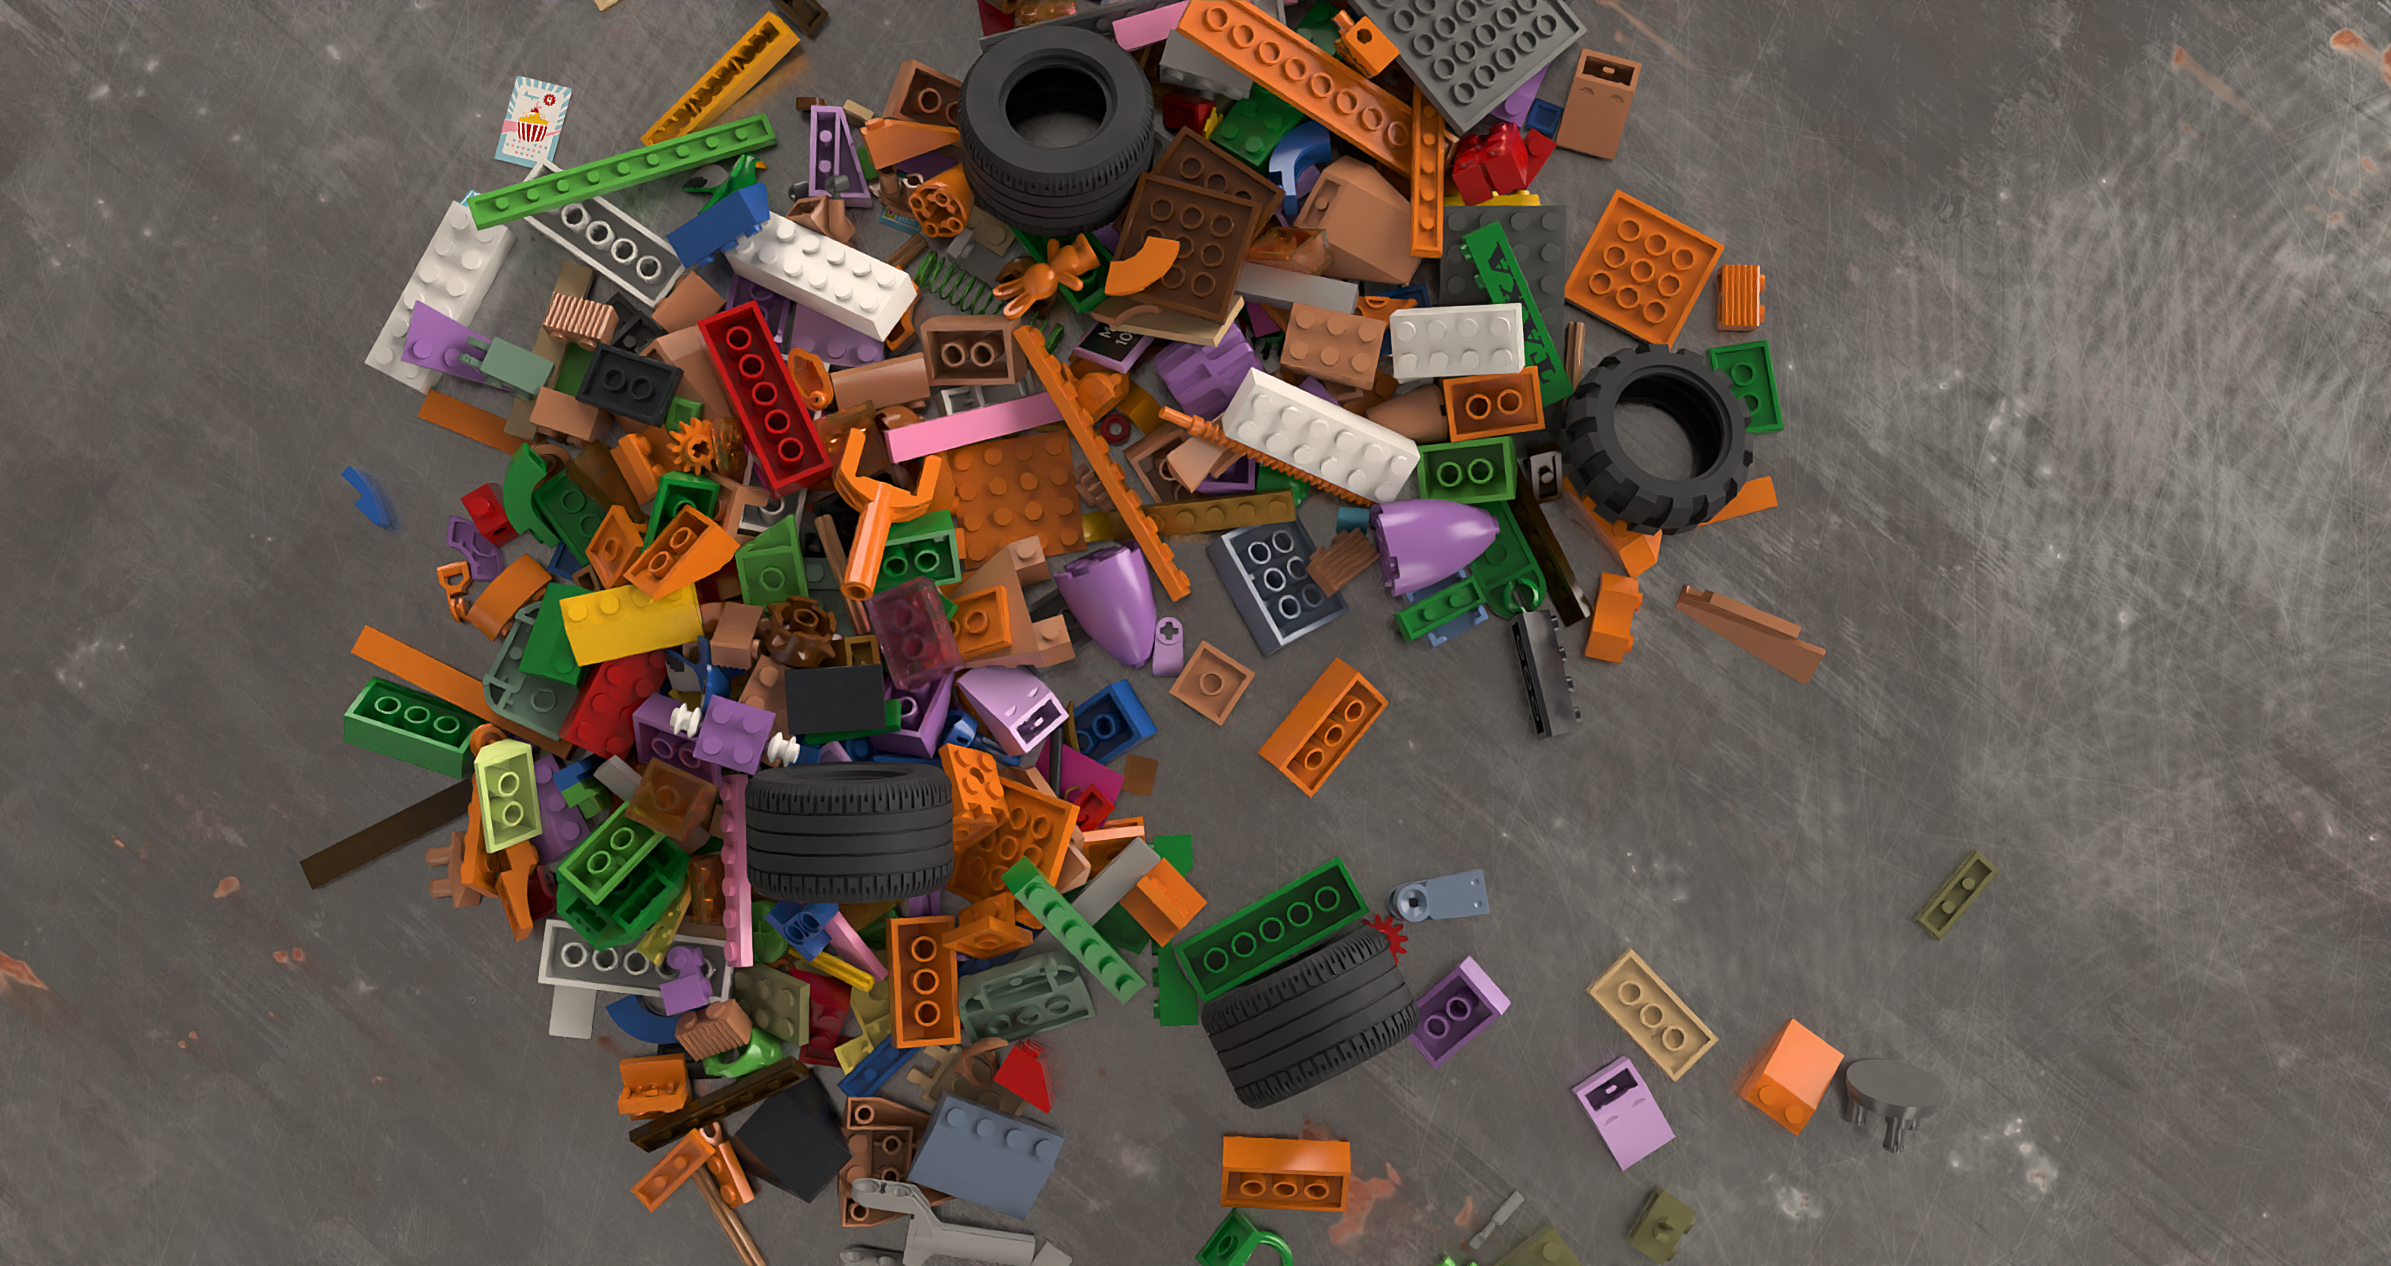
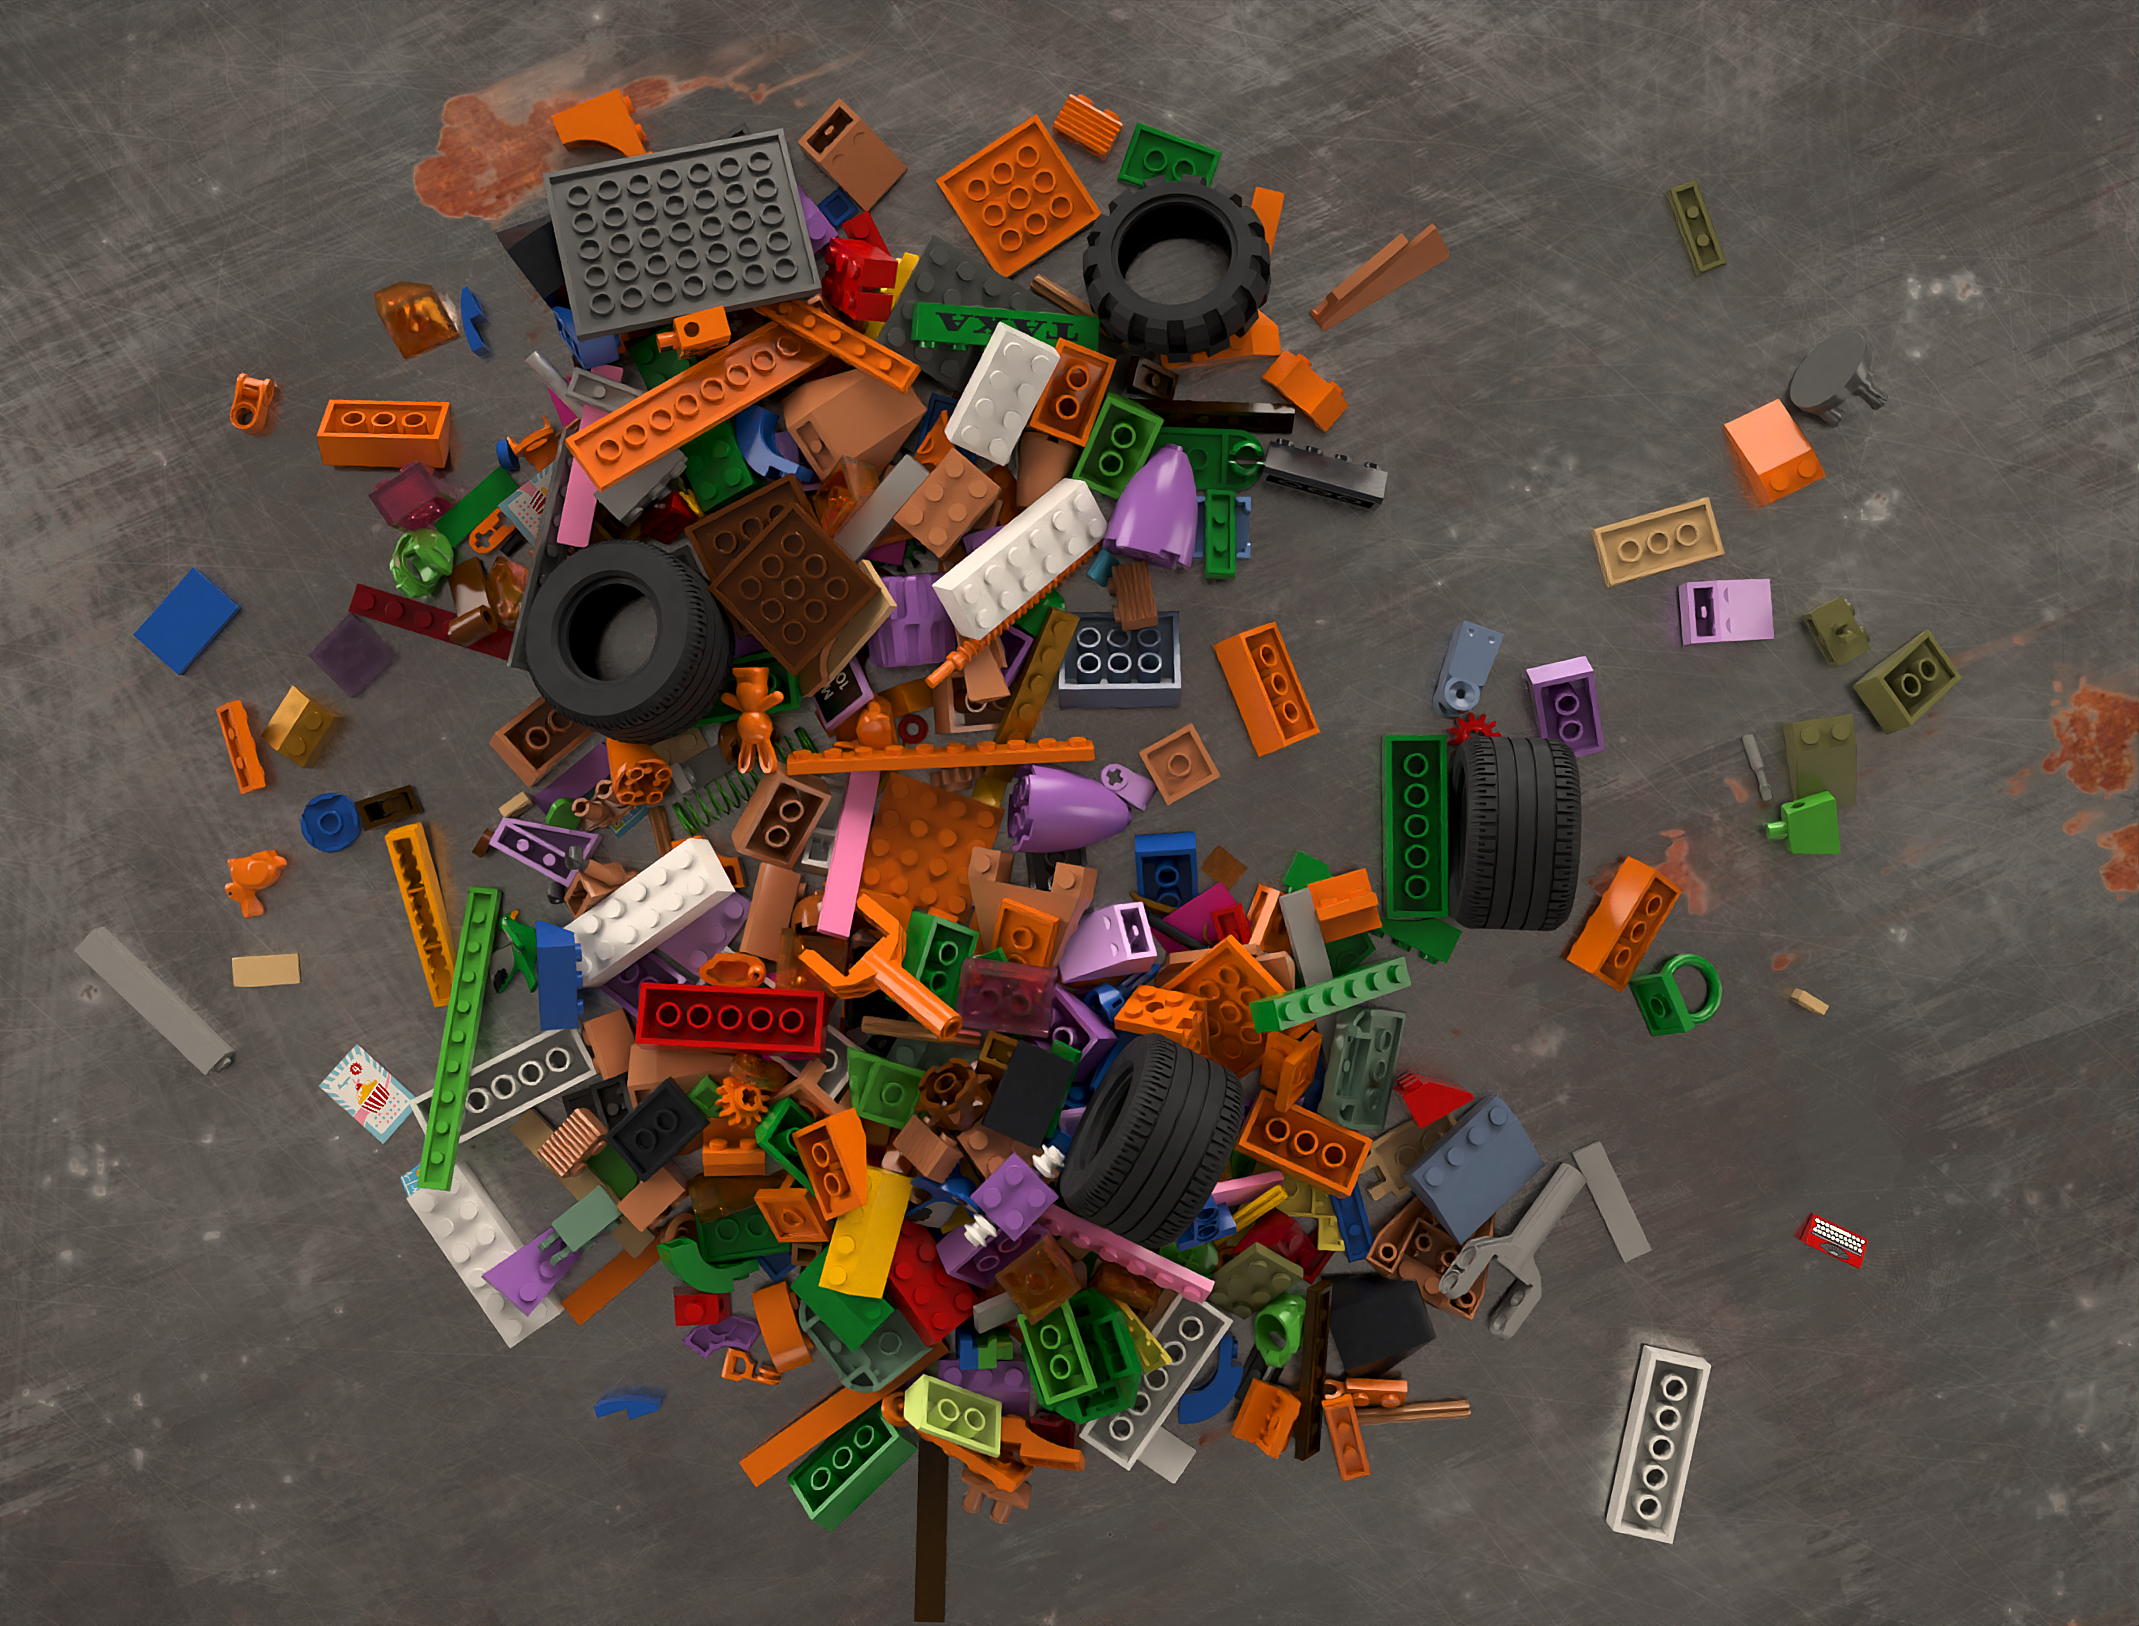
camera: 65 degrees left, 5 degrees up
(690, 987) = (1205, 1345): medium lavender brick -> none
(713, 1029) = (1249, 1342): nougat brick -> none
(898, 140) = (561, 783): orange slope -> none
(981, 1047) = (1388, 1119): nougat piece -> none
(1142, 269) = (795, 632): orange tile -> none

